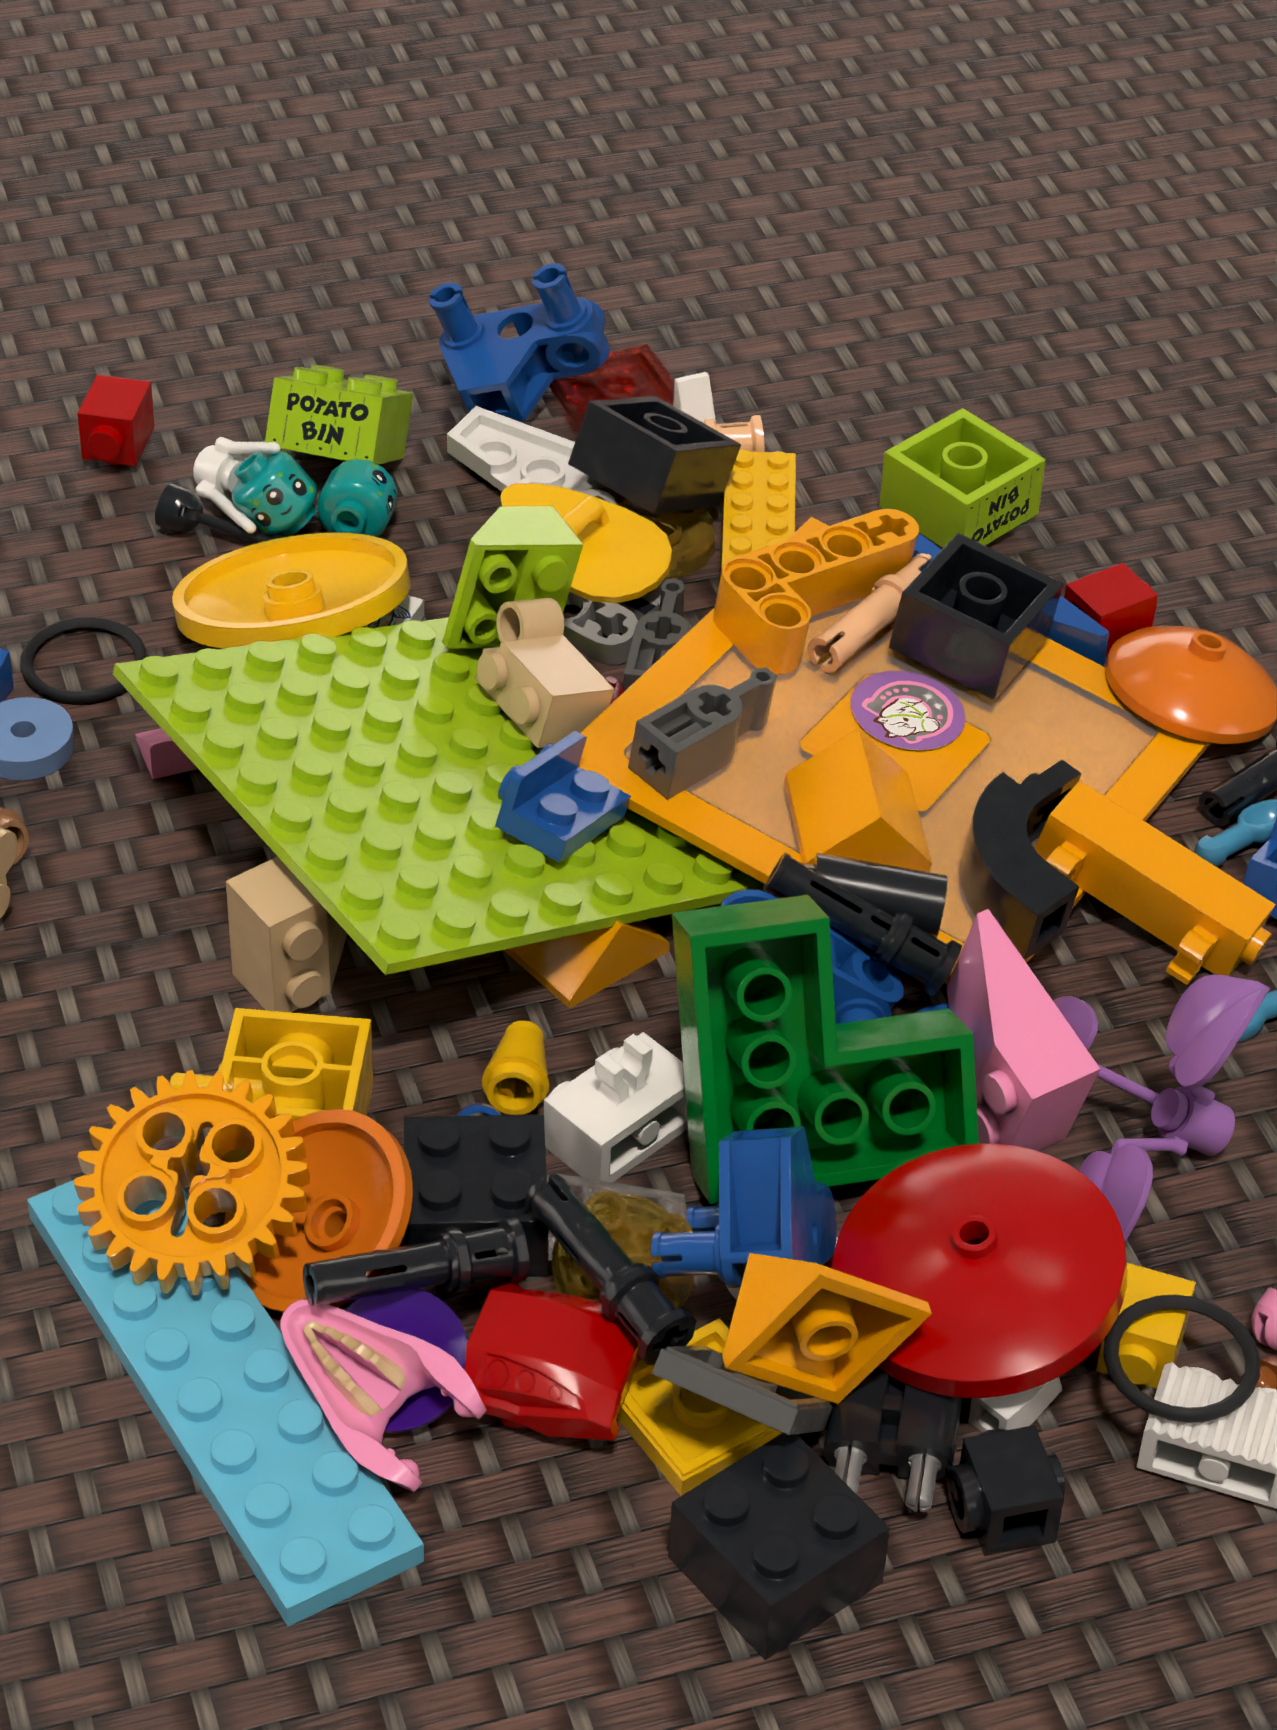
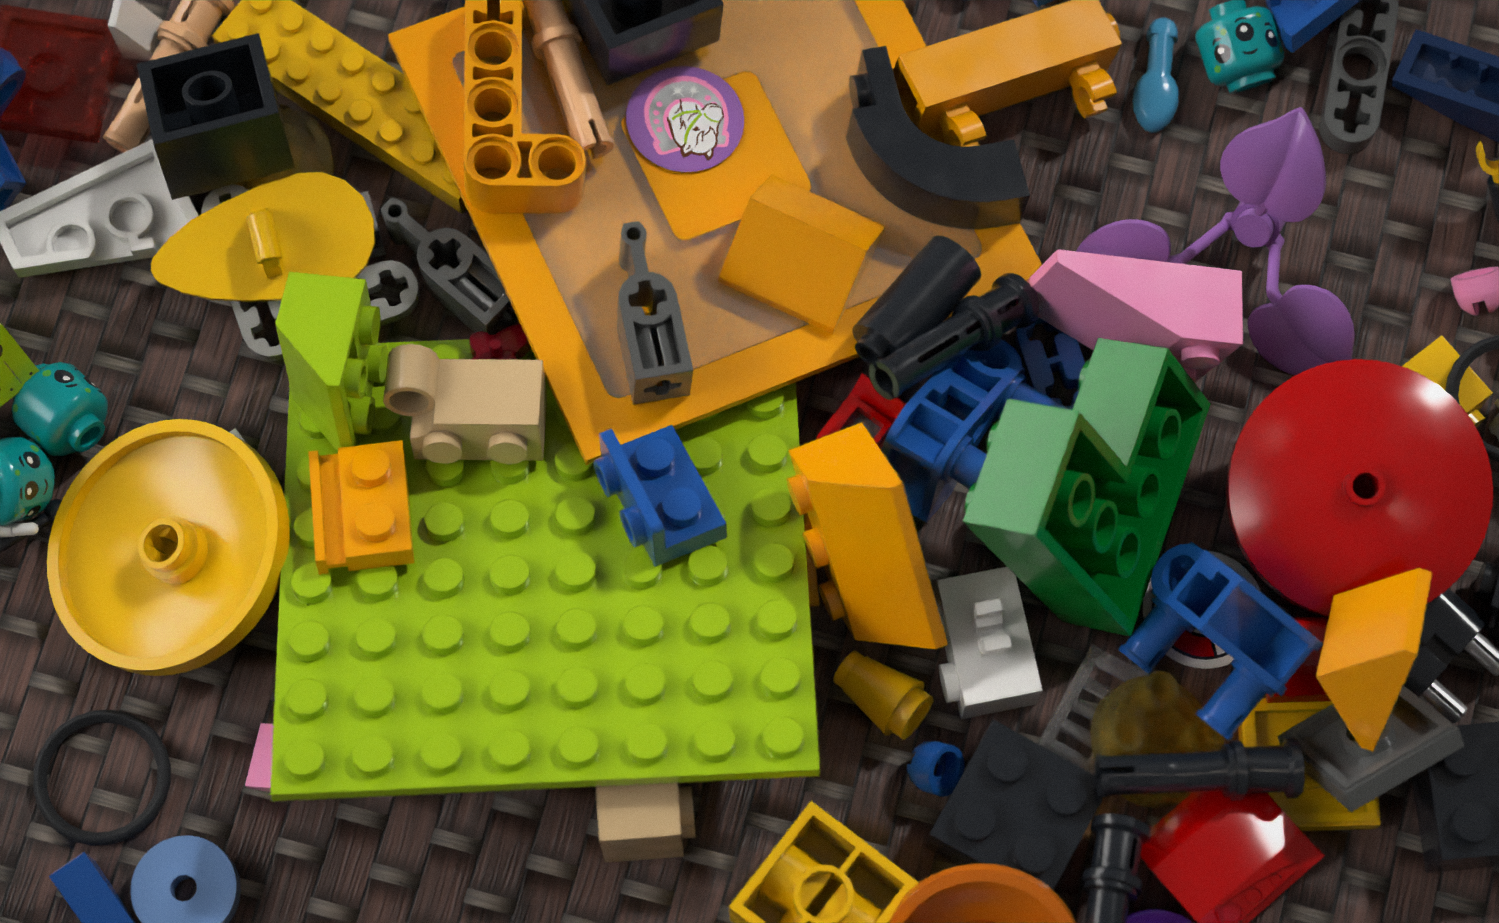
camera: 55 degrees left, 30 degrees up
(404, 651) = (361, 507): none -> light orange plate
(629, 945) = (864, 541): none -> light orange slope

